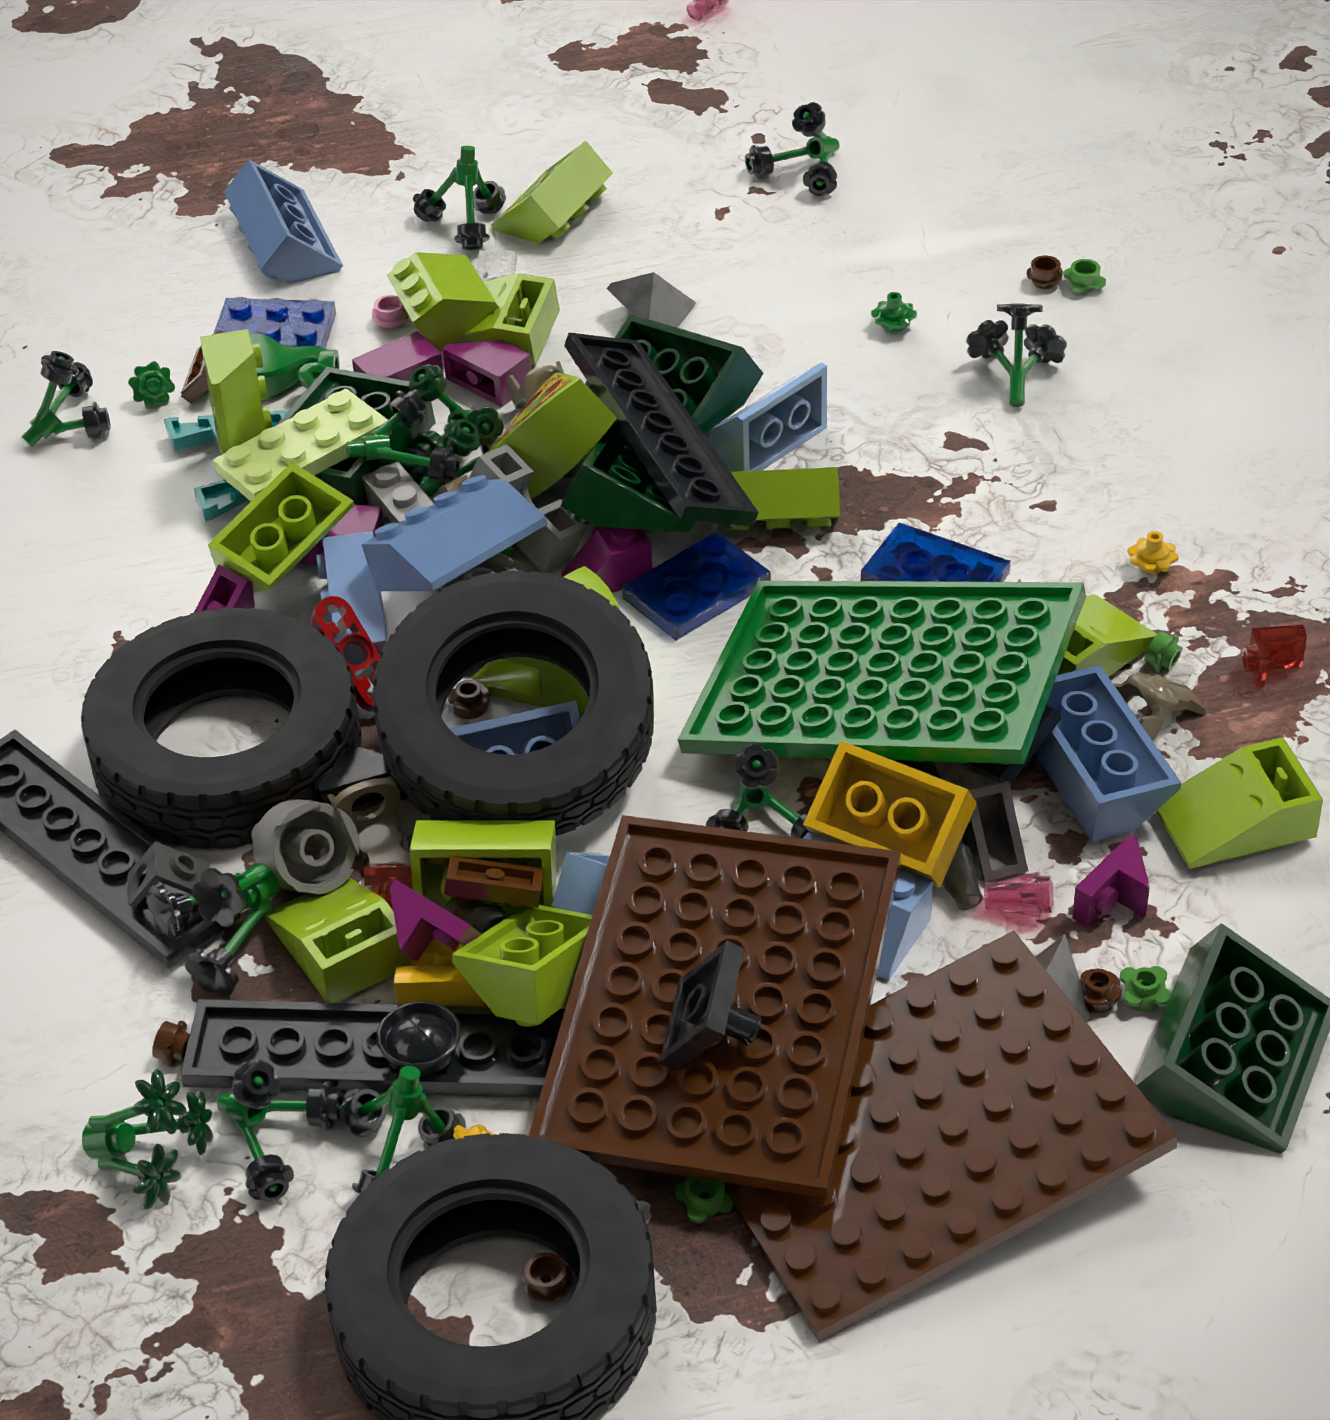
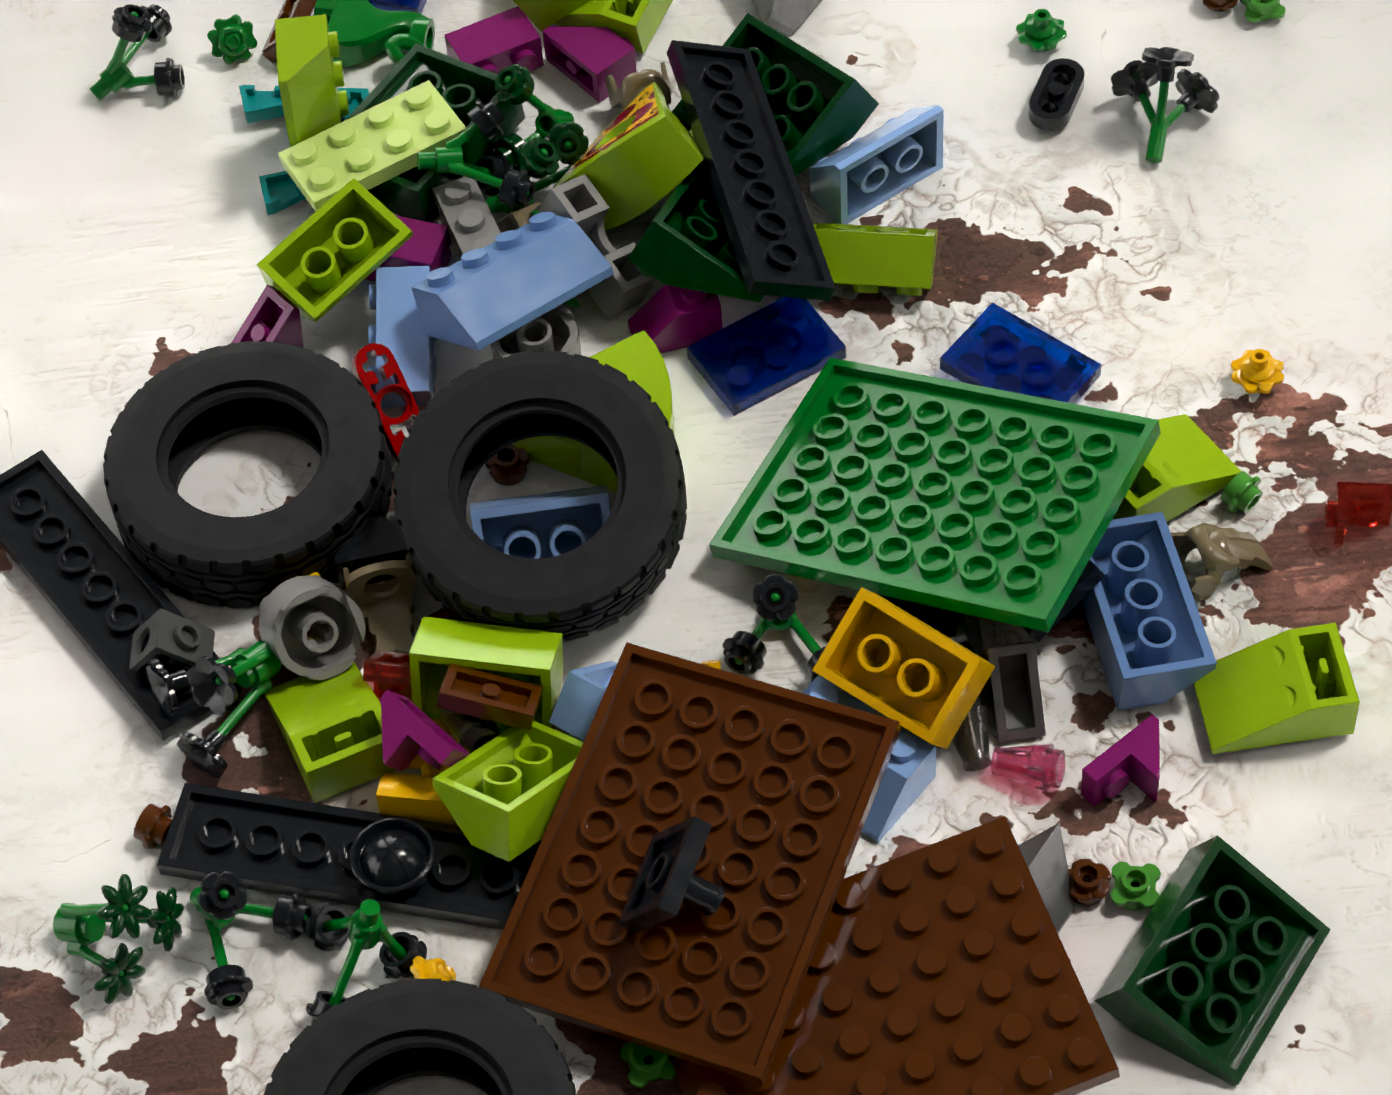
camera: 10 degrees right, 10 degrees up
(918, 360) = (1051, 101): none -> black plate

